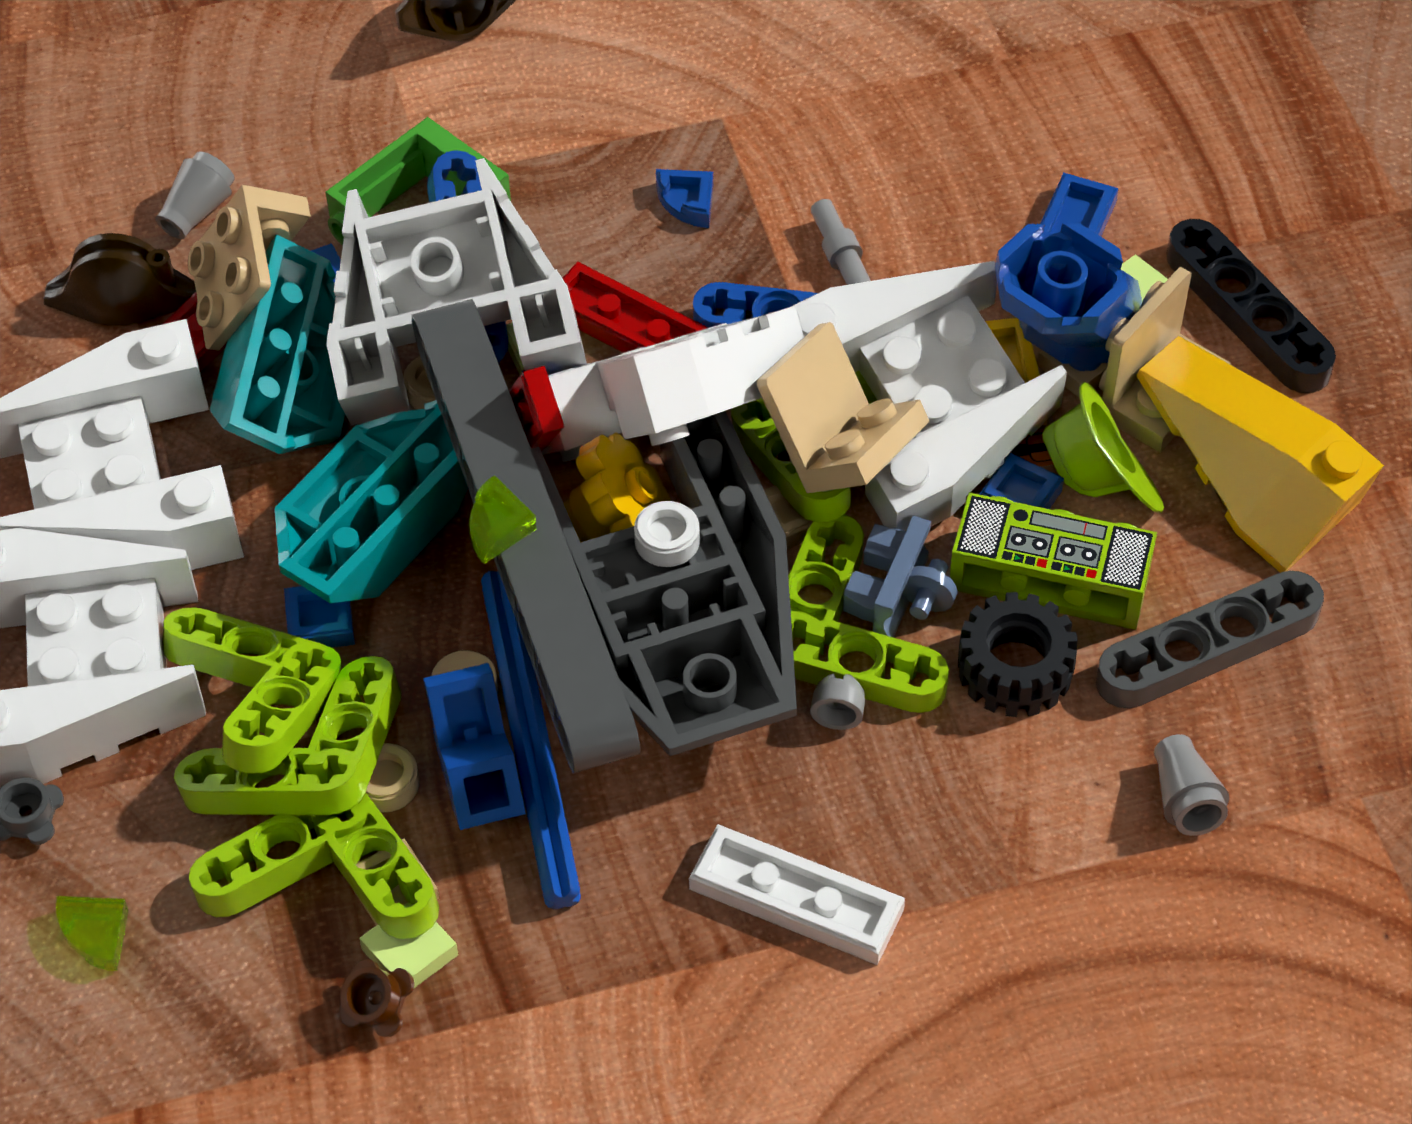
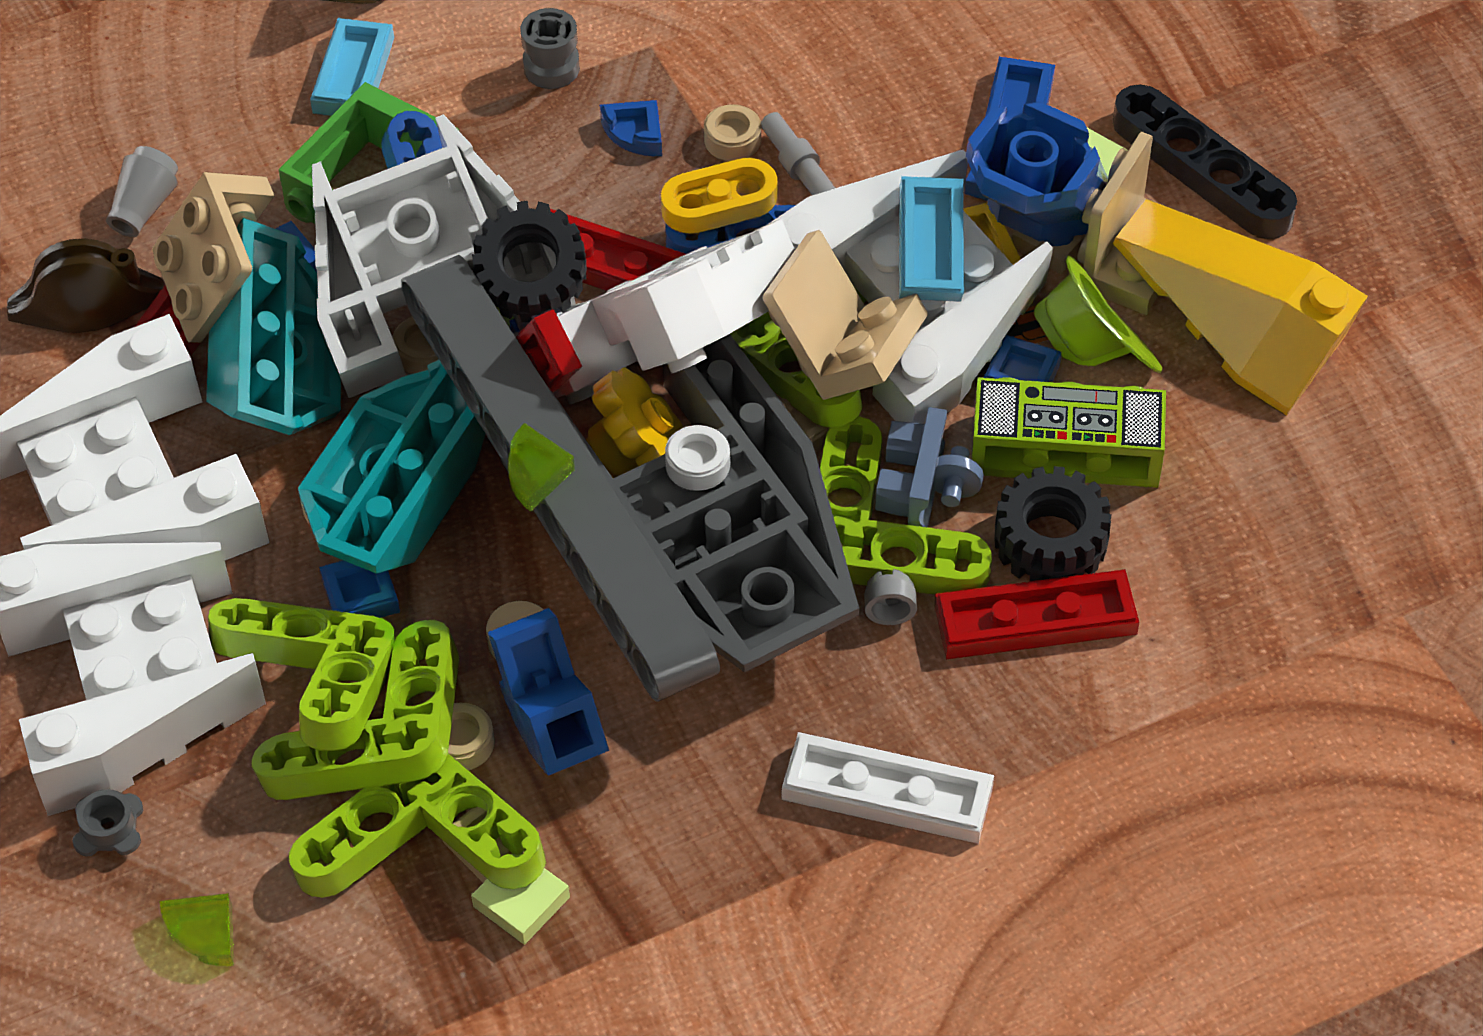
camera: 10 degrees left, 0 degrees up
(359, 991) = (482, 944): reddish brown plate -> none
(429, 90) = (353, 56): none -> medium azure tile
(532, 751) = (593, 668): blue axle -> none
(533, 281) = (518, 228): none -> black tyre
(618, 107) = (550, 48): none -> dark grey wheel
(750, 274) = (719, 195): none -> yellow plate
(782, 214) = (732, 132): none -> tan tile
(945, 346) = (931, 238): none -> medium azure tile
(984, 740) = (1036, 614): none -> red tile
(1190, 790) = (1243, 630): light grey cone -> none
(1203, 630) = (1226, 480): dark grey beam -> none

